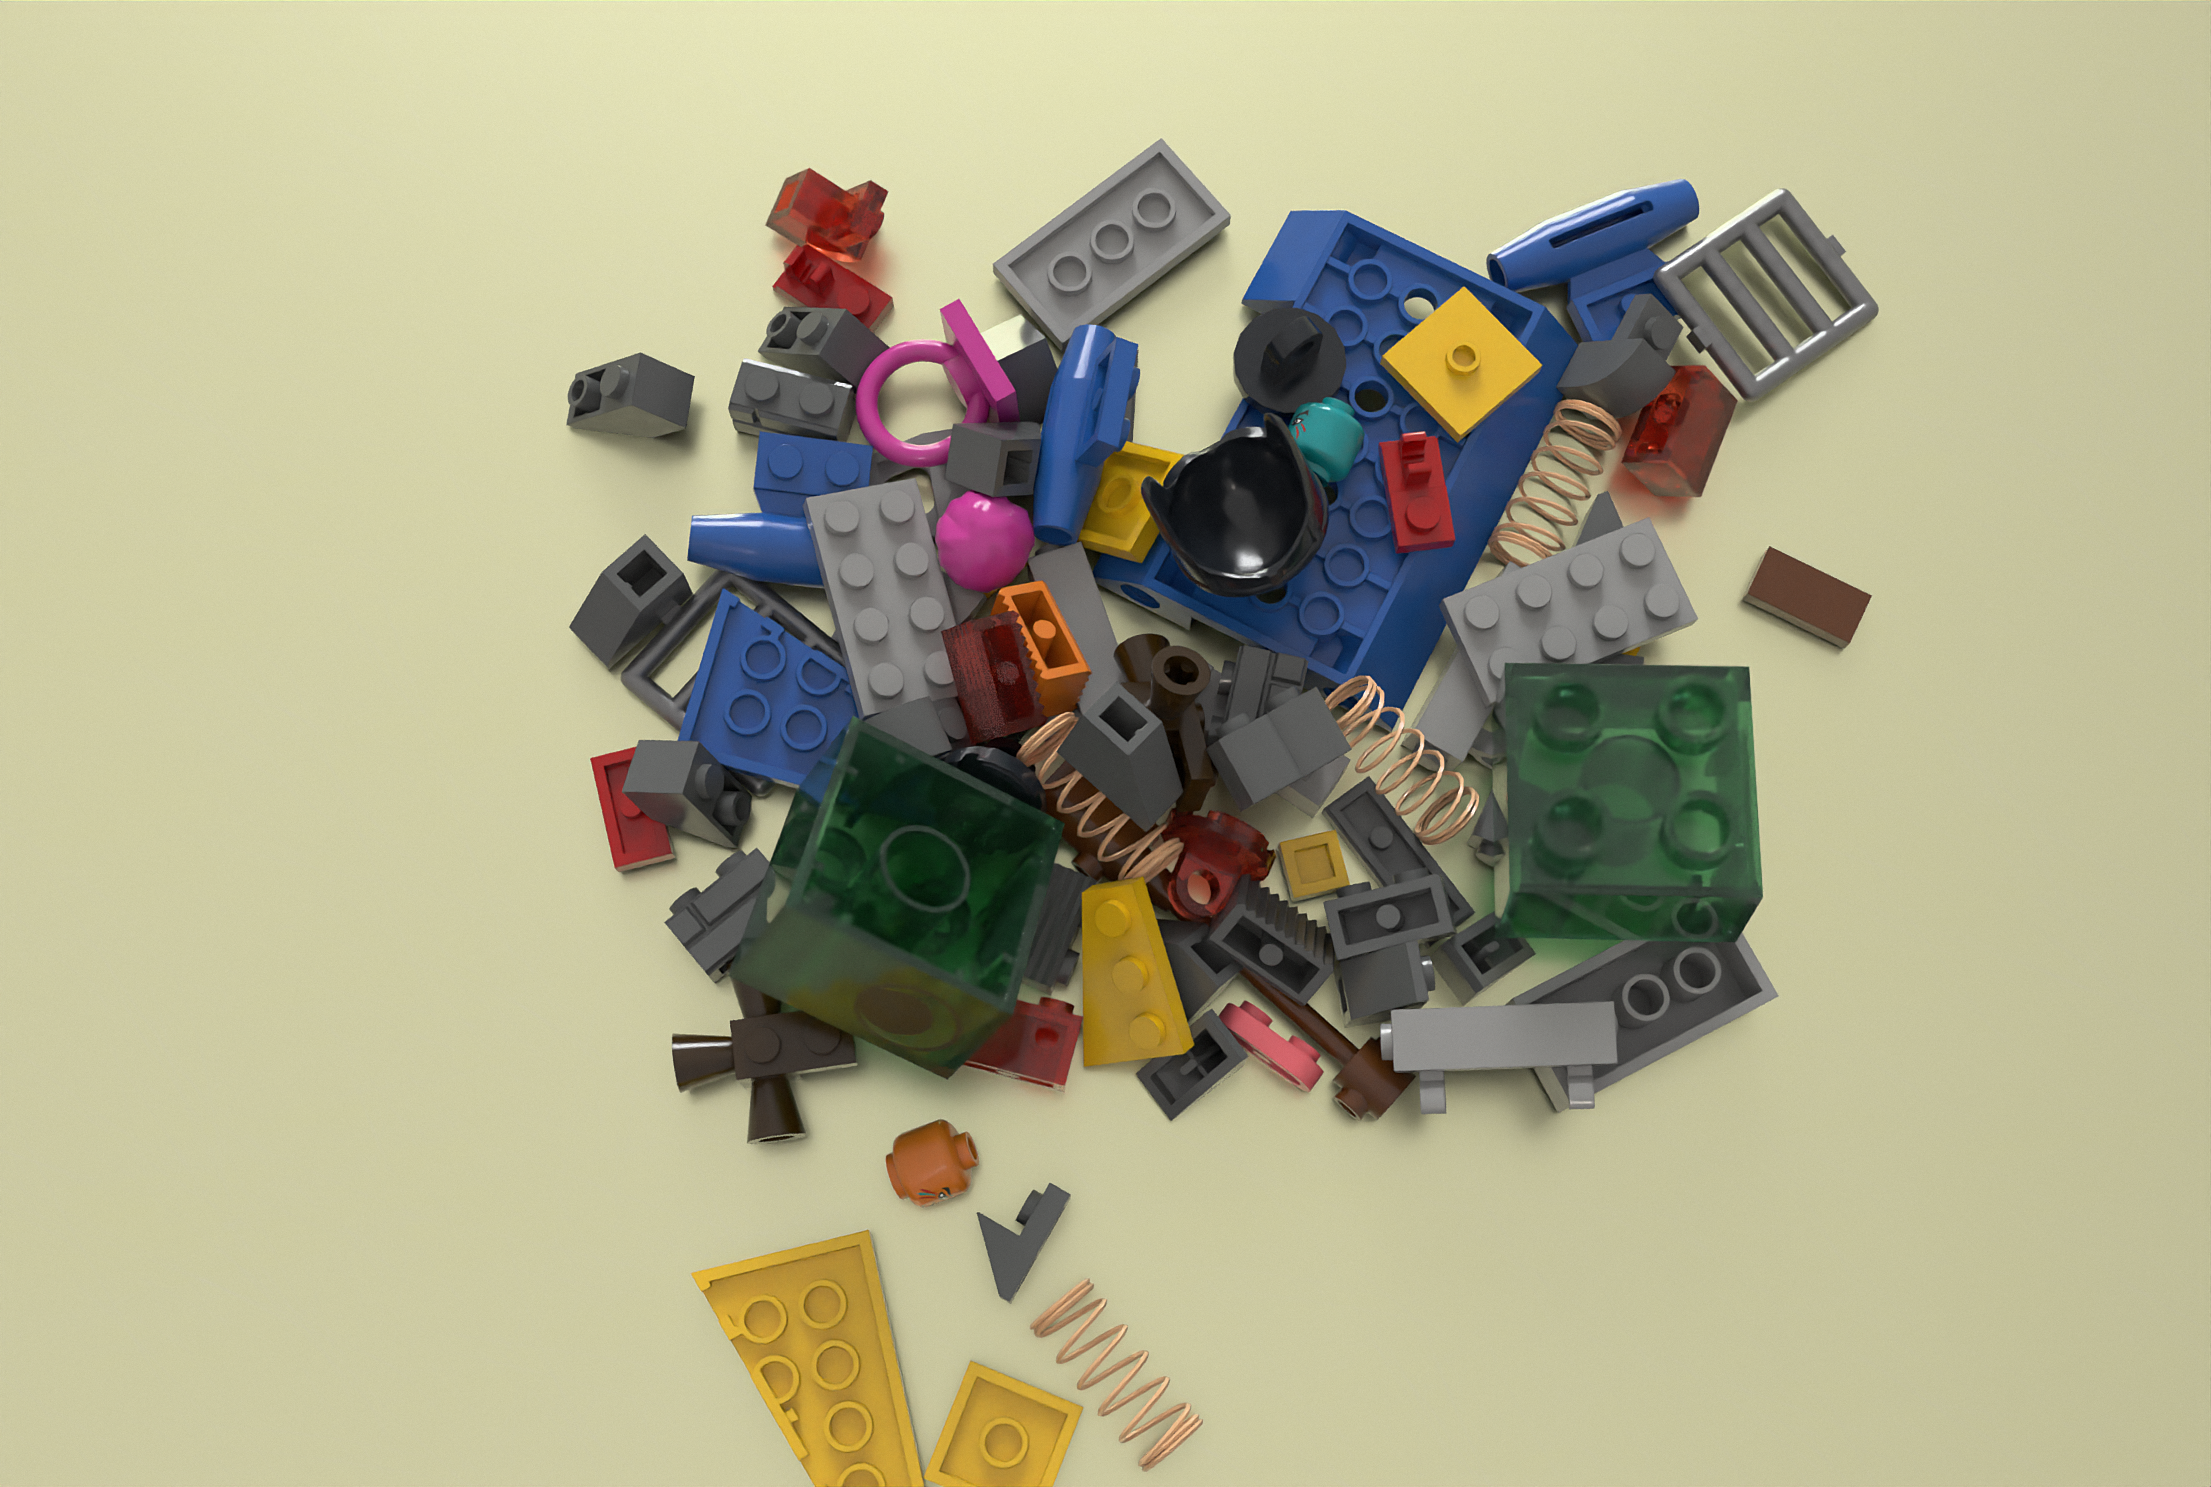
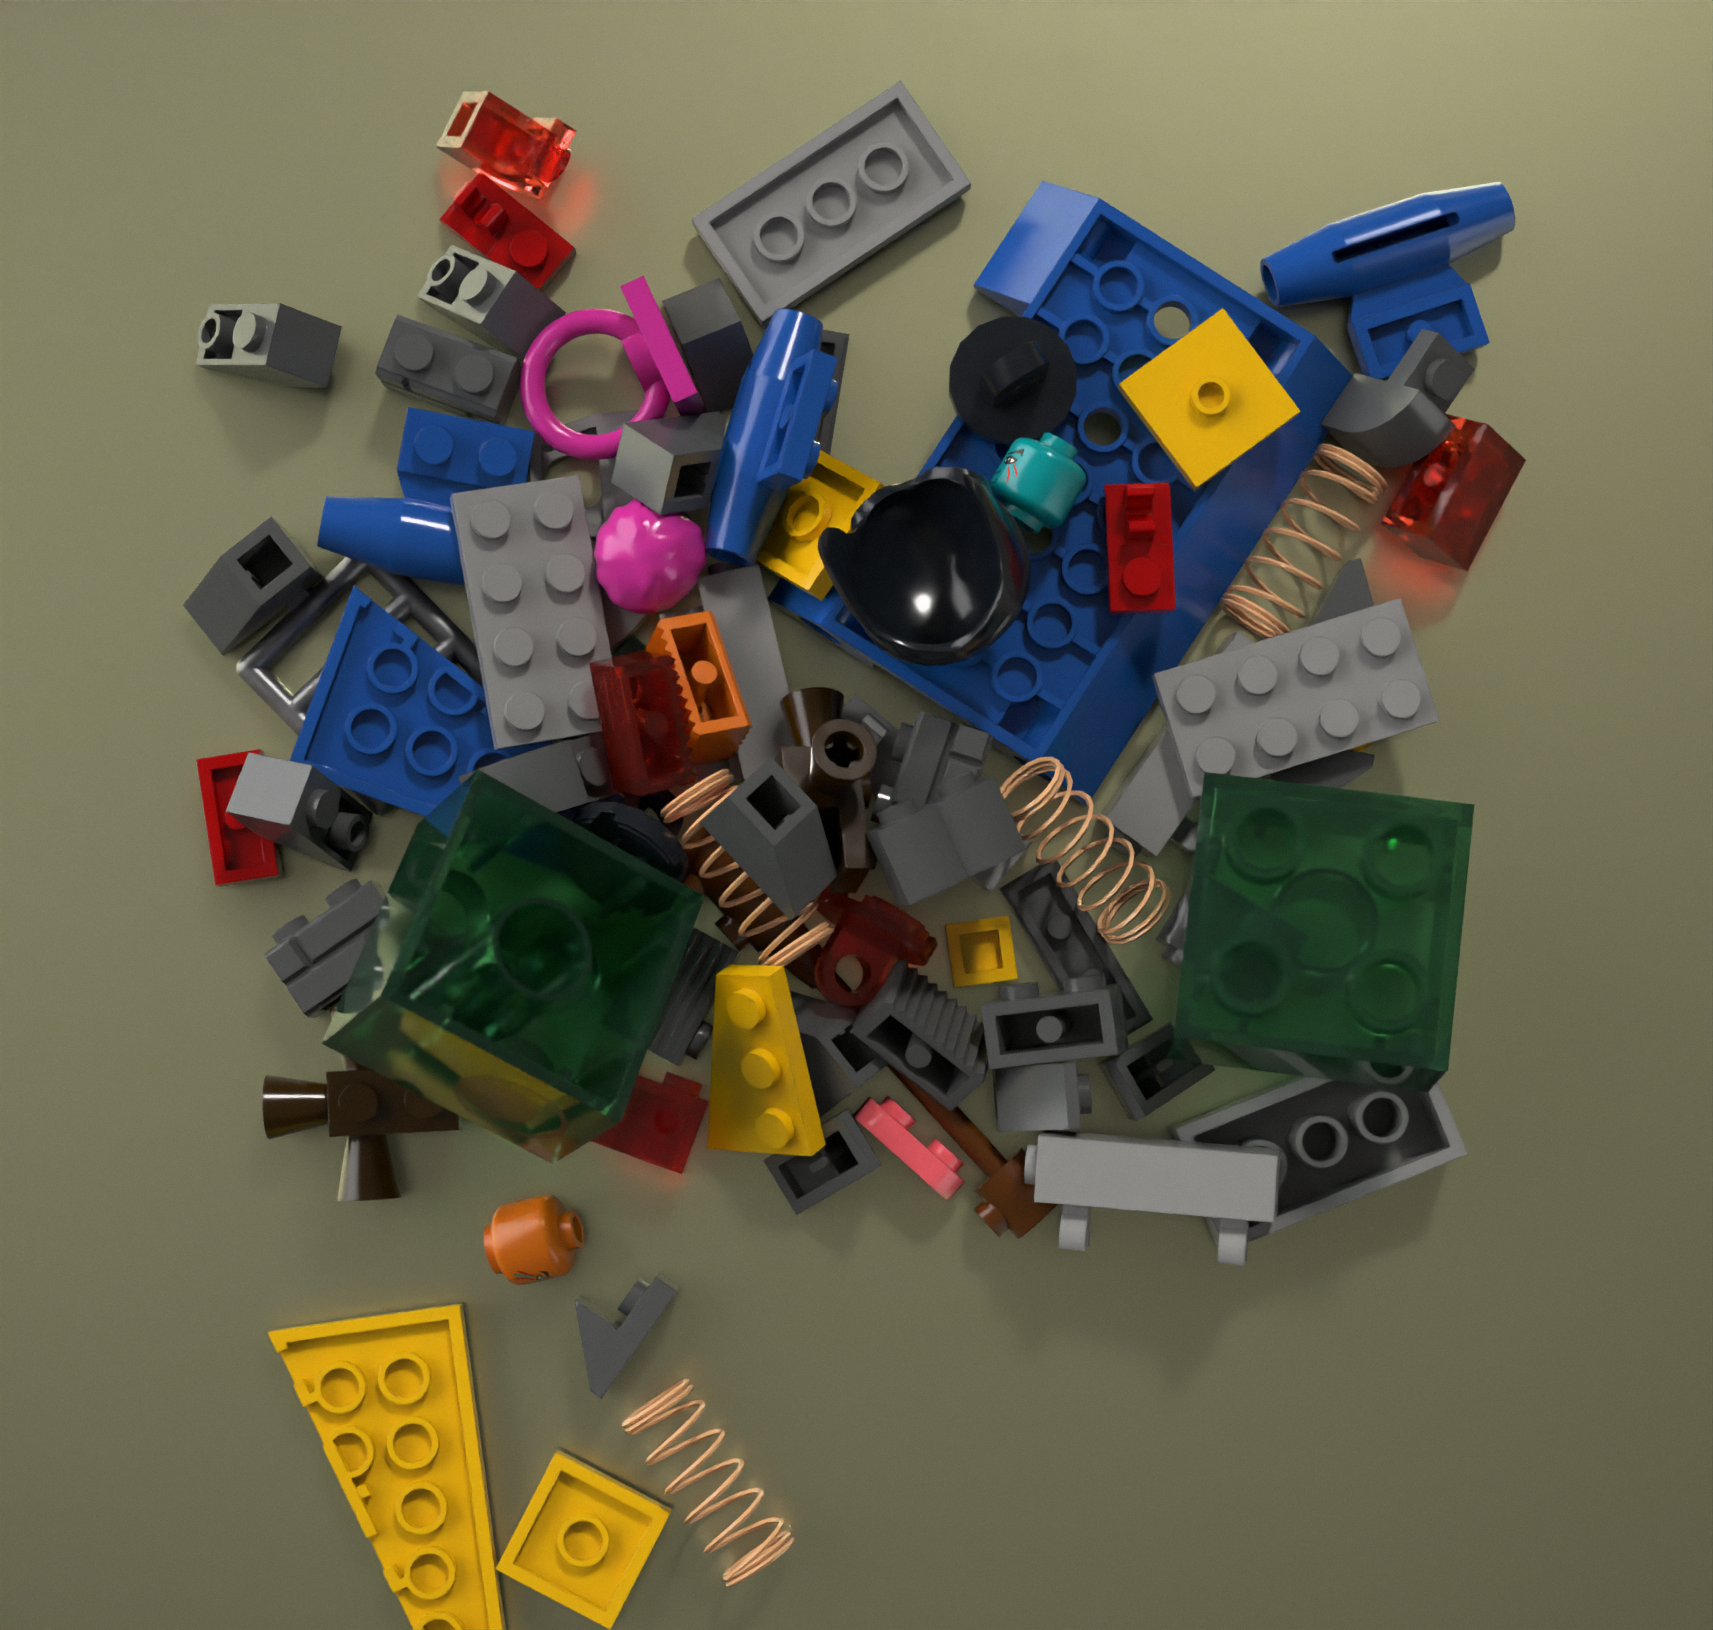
camera: 10 degrees right, 10 degrees up
(1787, 360) = (1516, 281): flat silver bar -> none
(1807, 597) = (1574, 694): reddish brown tile -> none

